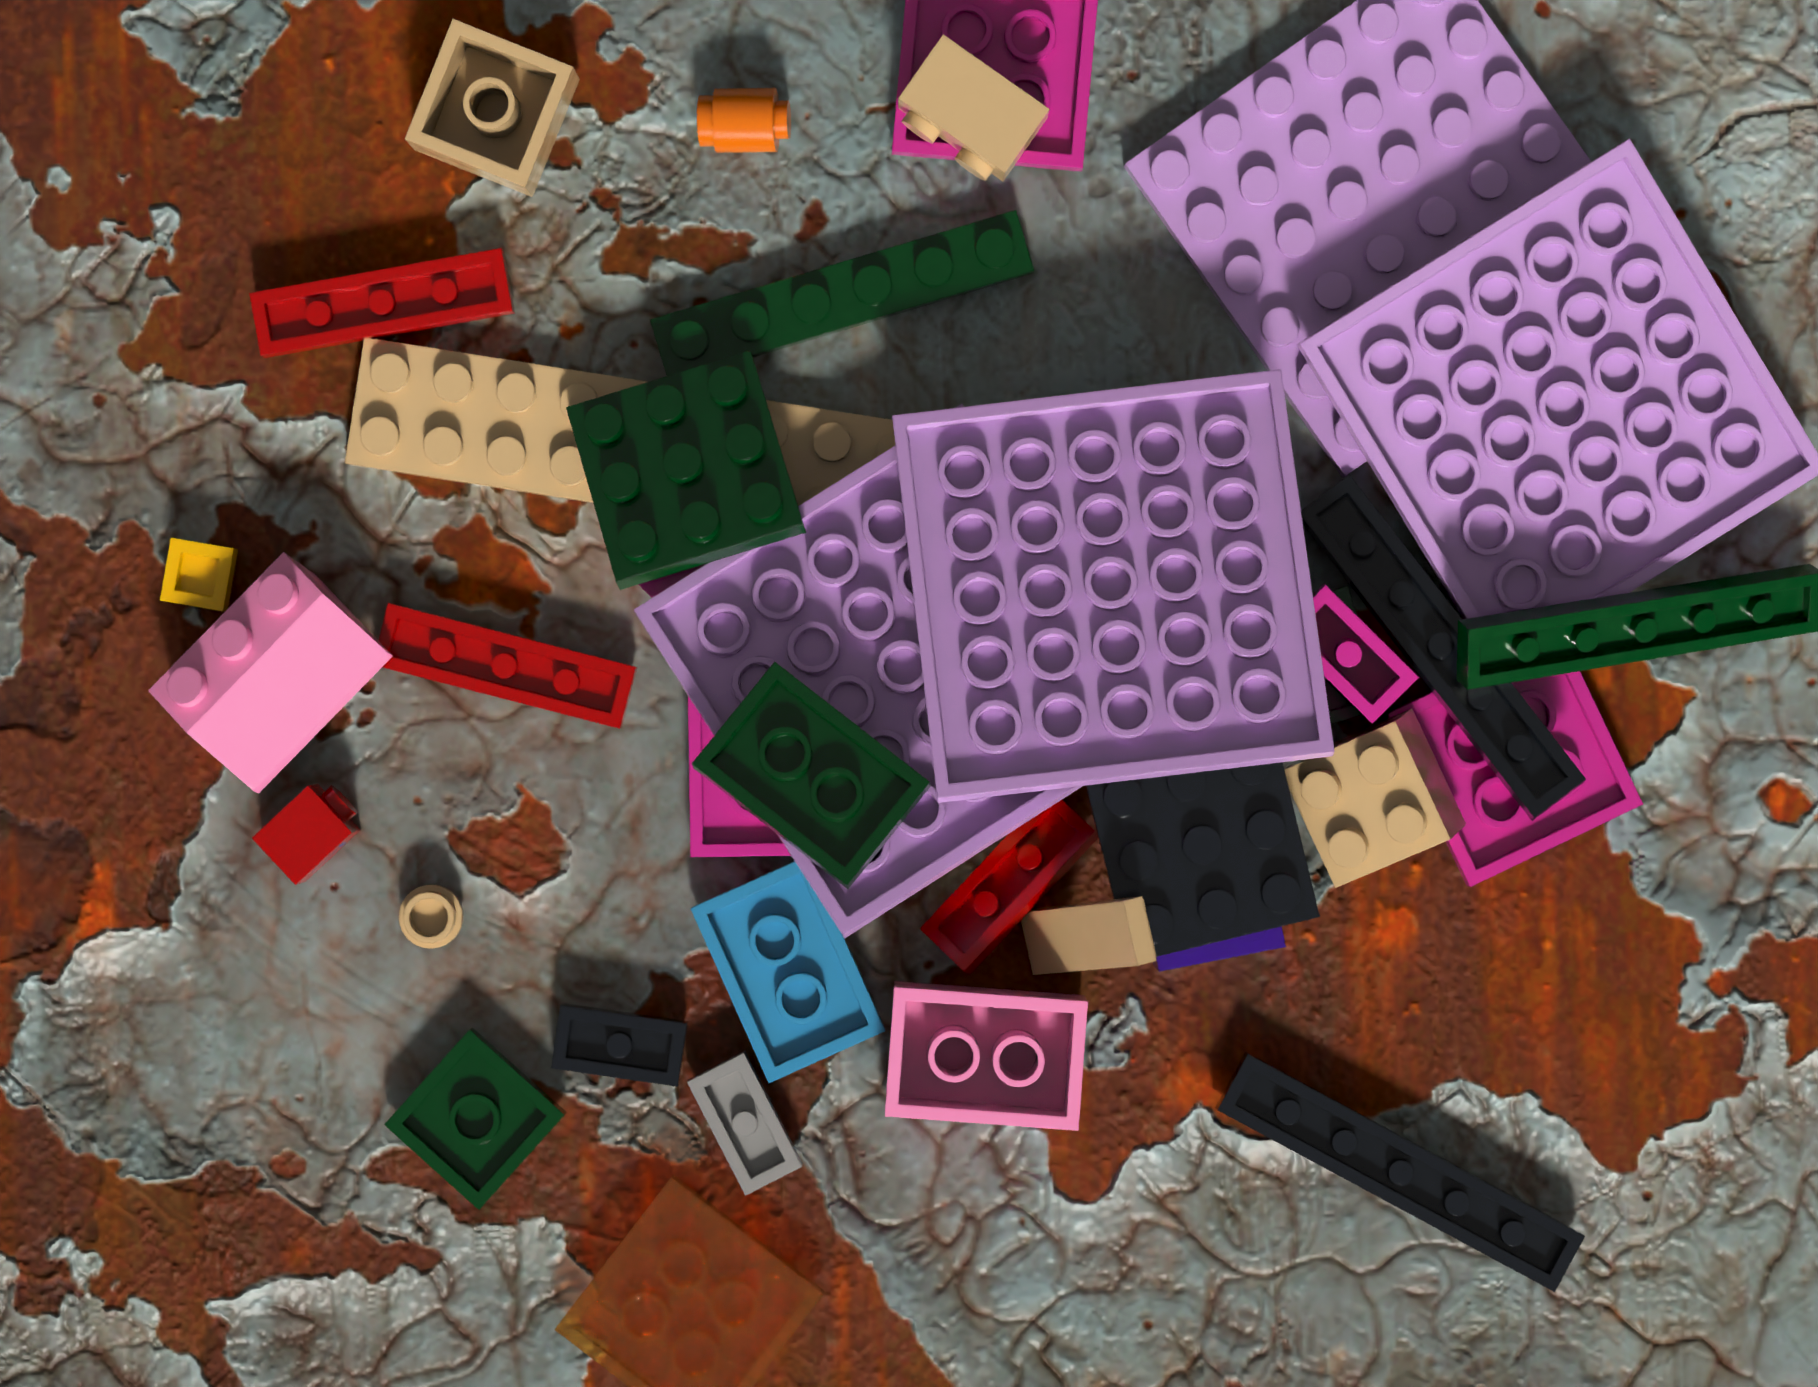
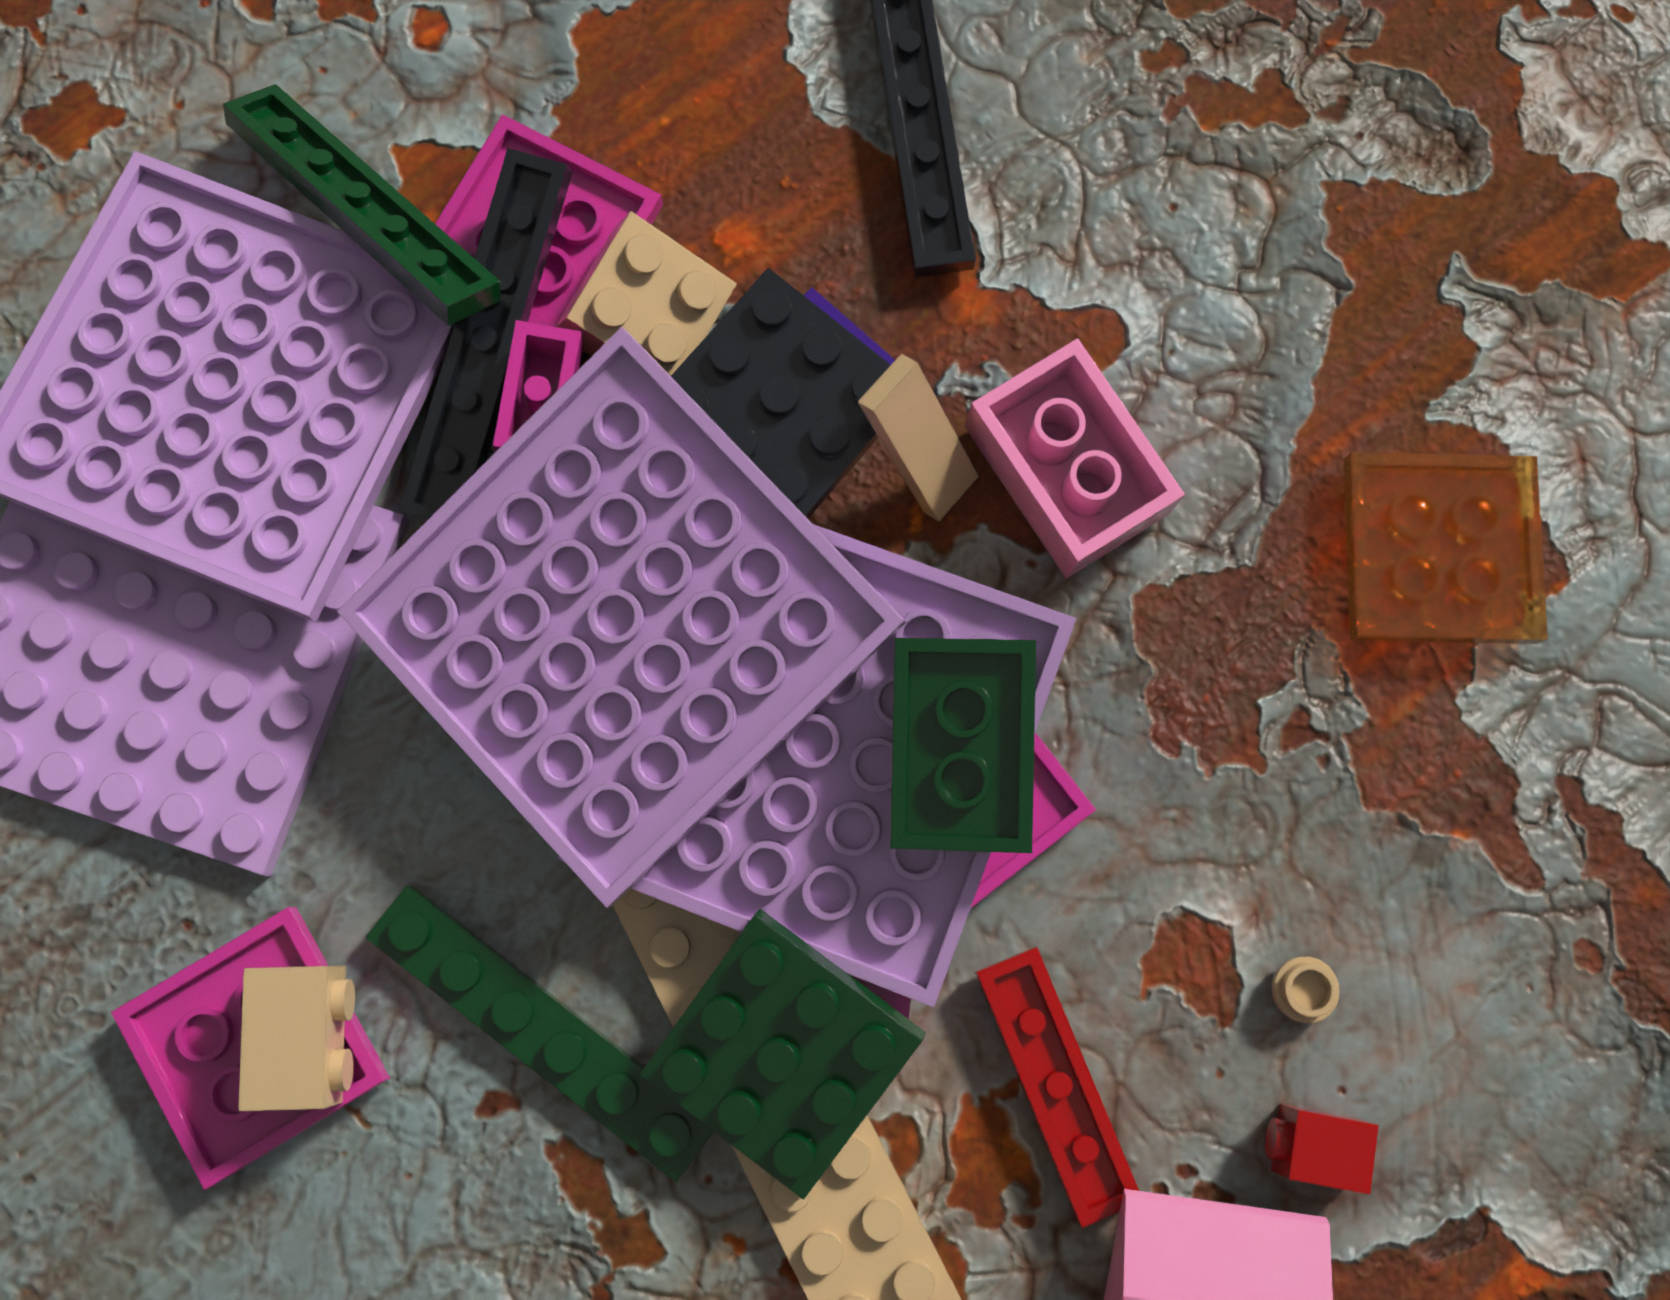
camera: 130 degrees left, 10 degrees down
(475, 1118) = (1436, 829): dark green plate -> none
(619, 1044) = (1286, 756): black plate -> none
(743, 120) = (446, 1231): orange brick -> none
(745, 1123) = (1268, 611): light grey plate -> none
(787, 971) = (1126, 666): dark azure plate -> none
(1008, 885) = (955, 543): red plate -> none

